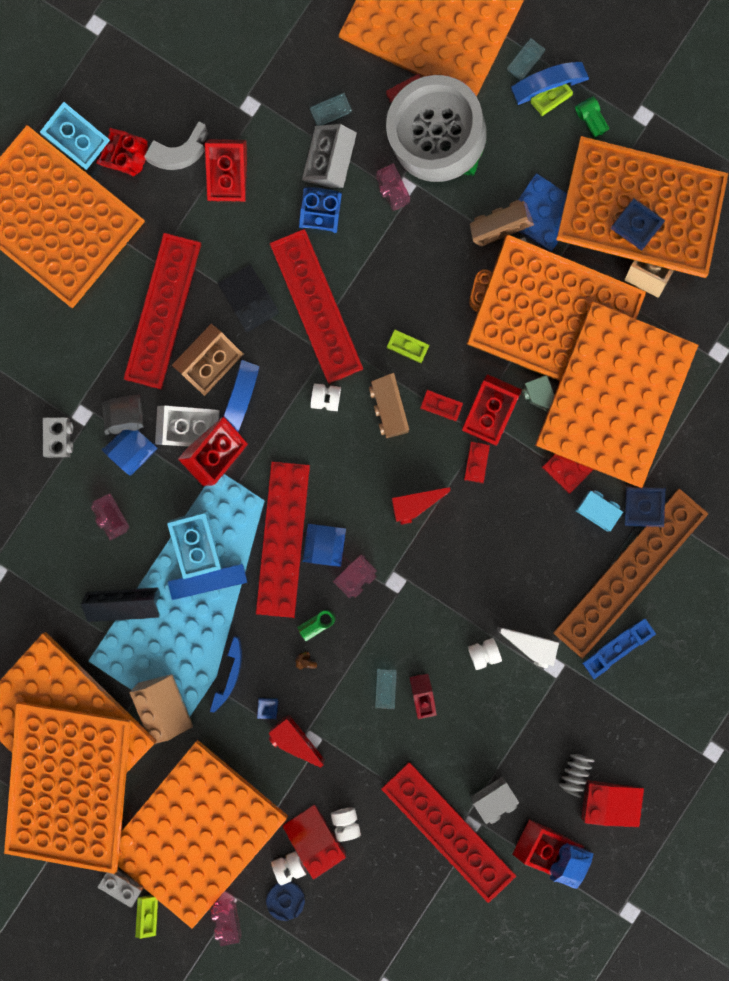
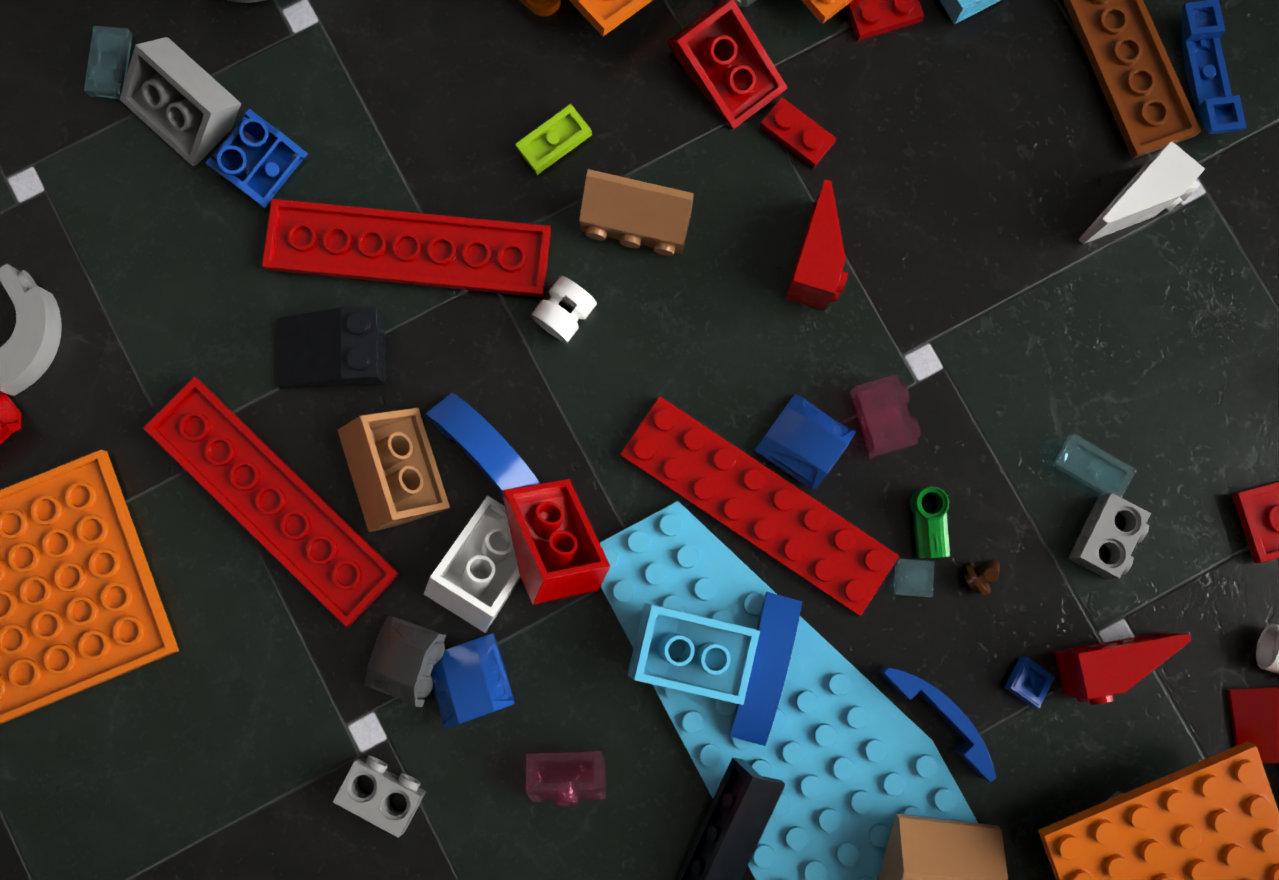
camera: 65 degrees left, 5 degrees down
(226, 169) = (102, 273): red slope -> none
(287, 630) = (914, 578): none -> clear light blue plate
(355, 707) = (1101, 530): none -> light grey brick
(392, 187) = (287, 27): clear pink brick -> none
(423, 696) = (1136, 412): dark red slope -> none
(441, 405) = (677, 137): red plate -> none
(483, 654) = (1118, 275): white wheel -> none

